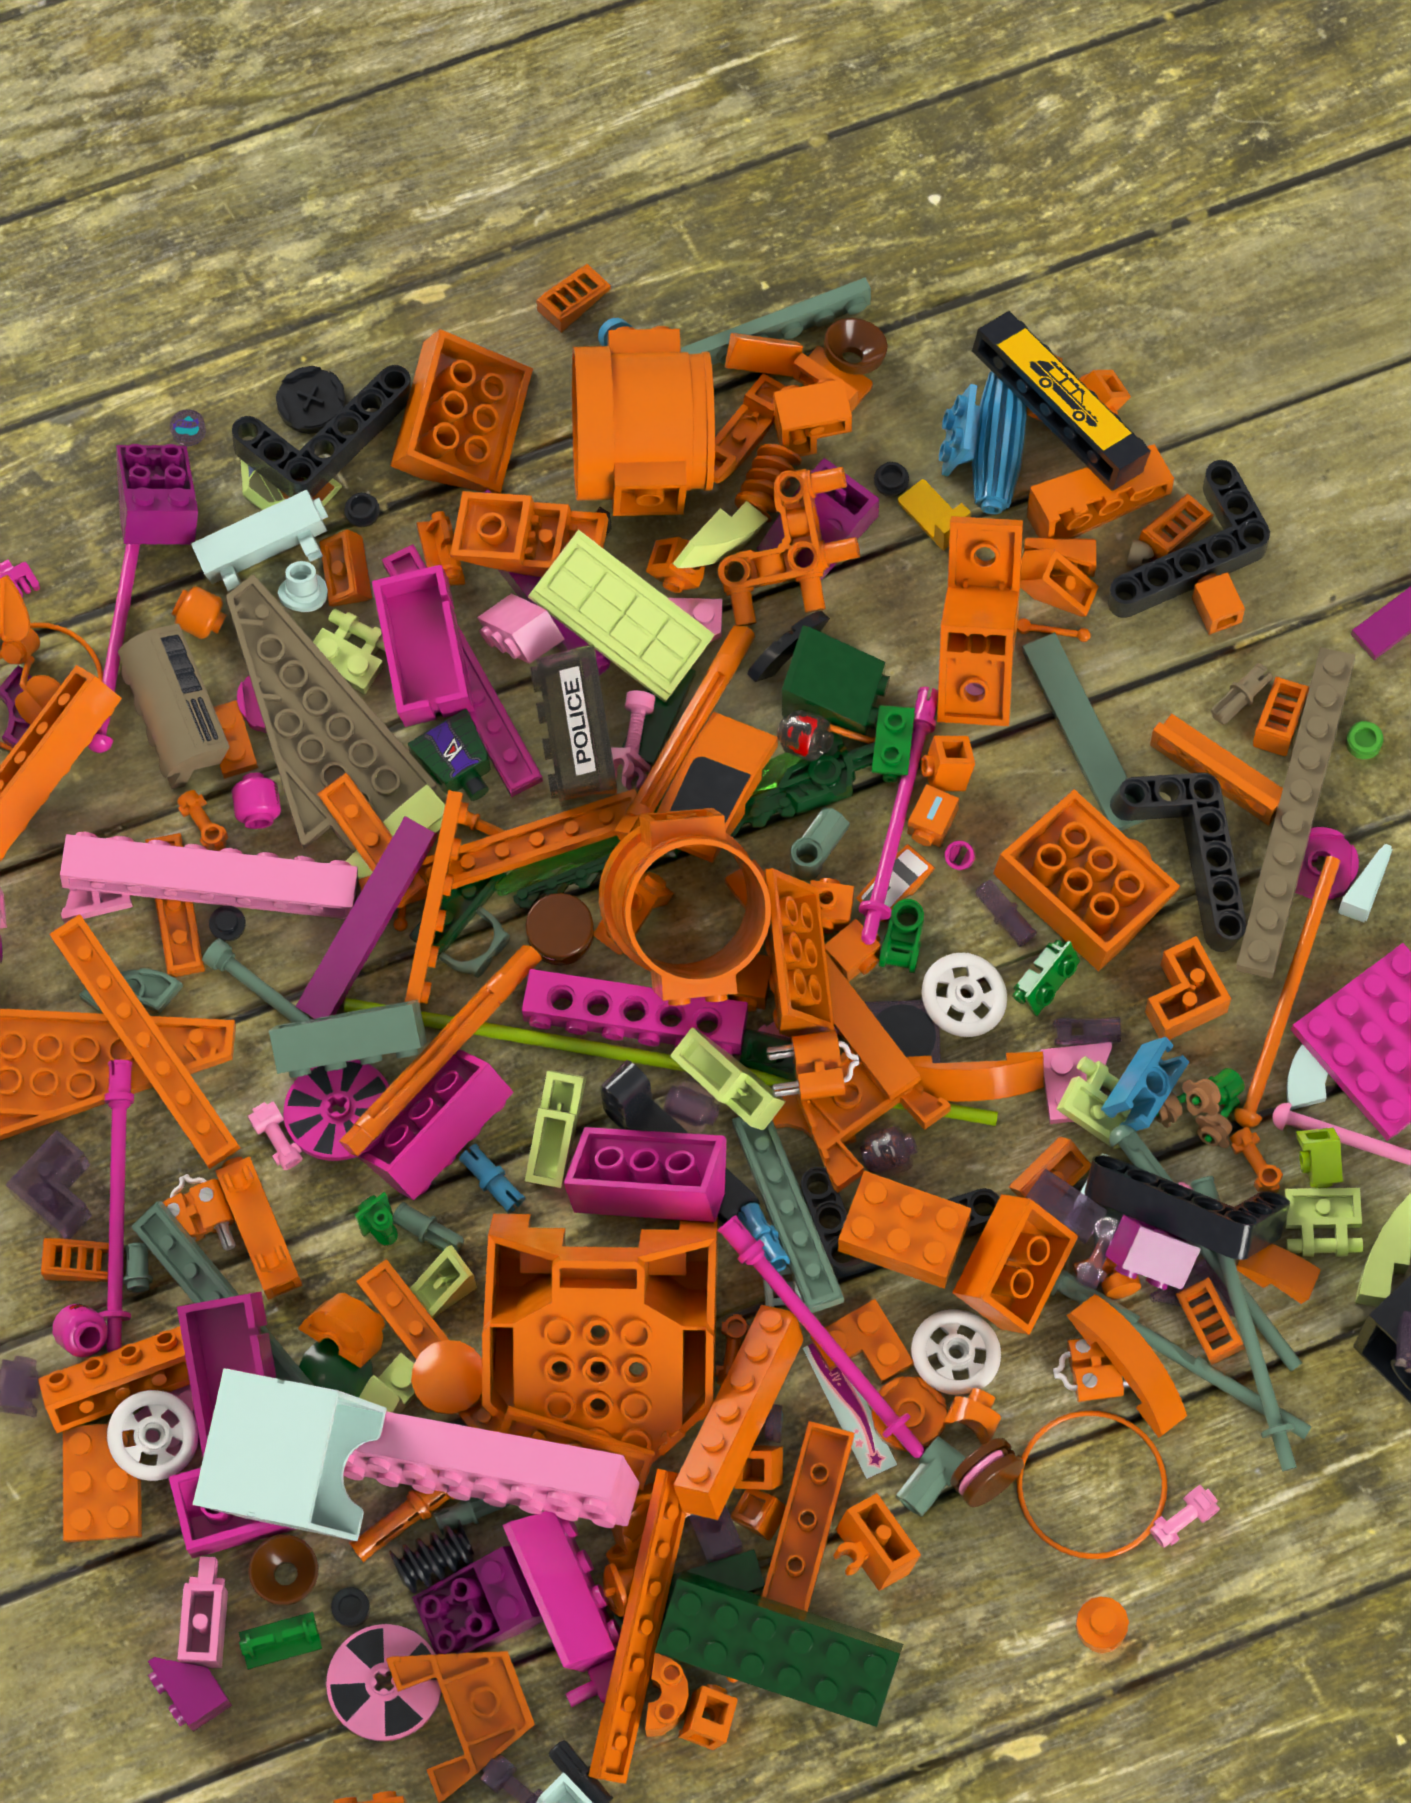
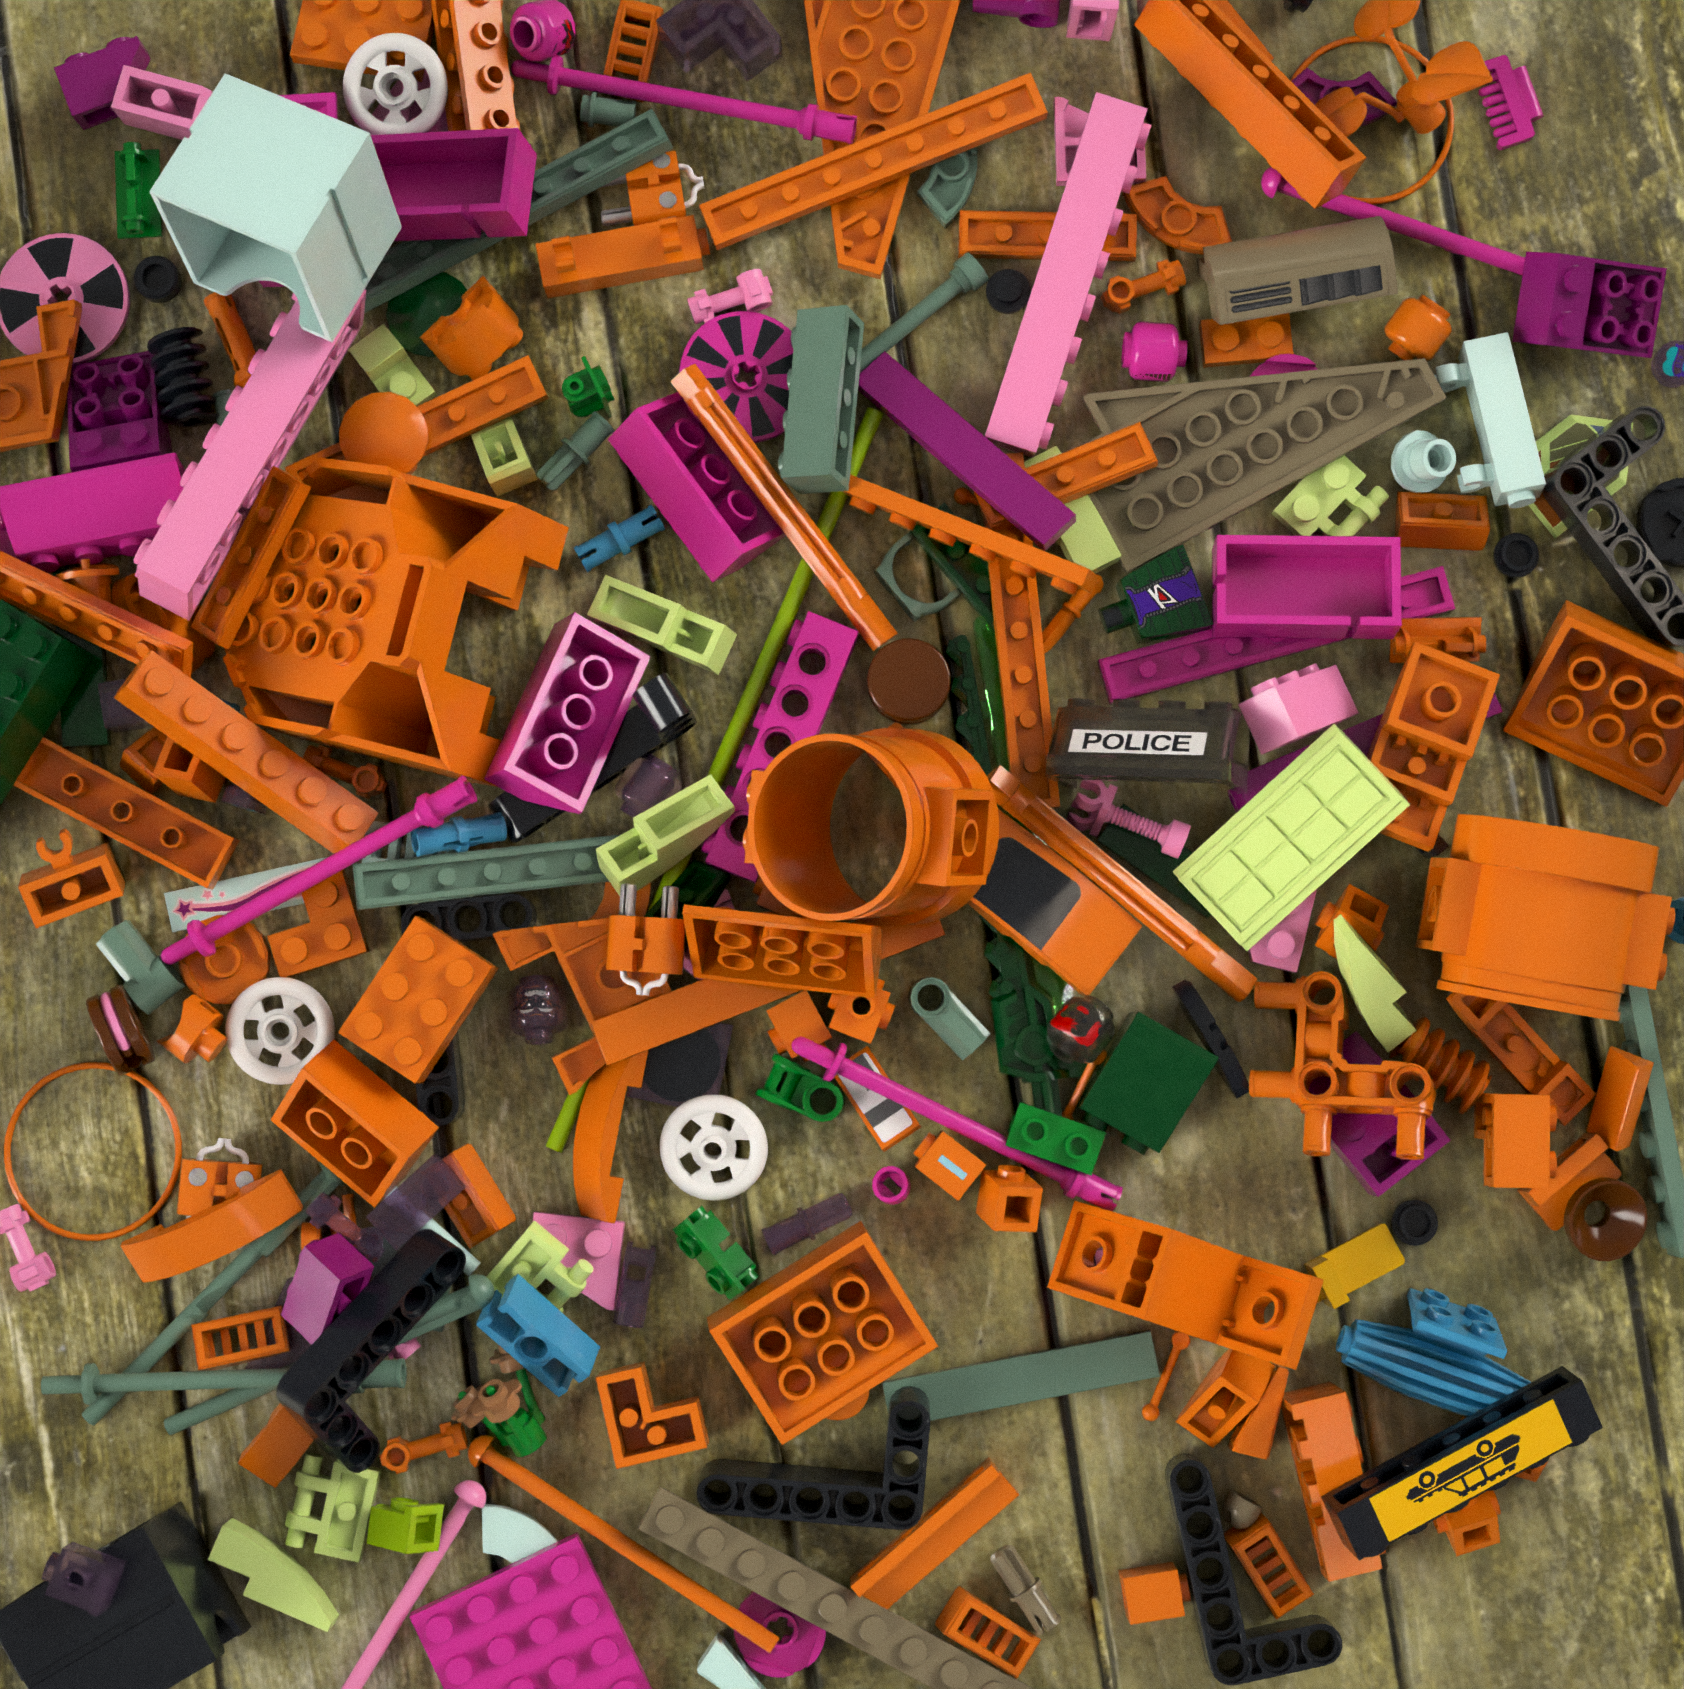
camera: 100 degrees right, 15 degrees up
(145, 805) = (1175, 220): none -> orange tile

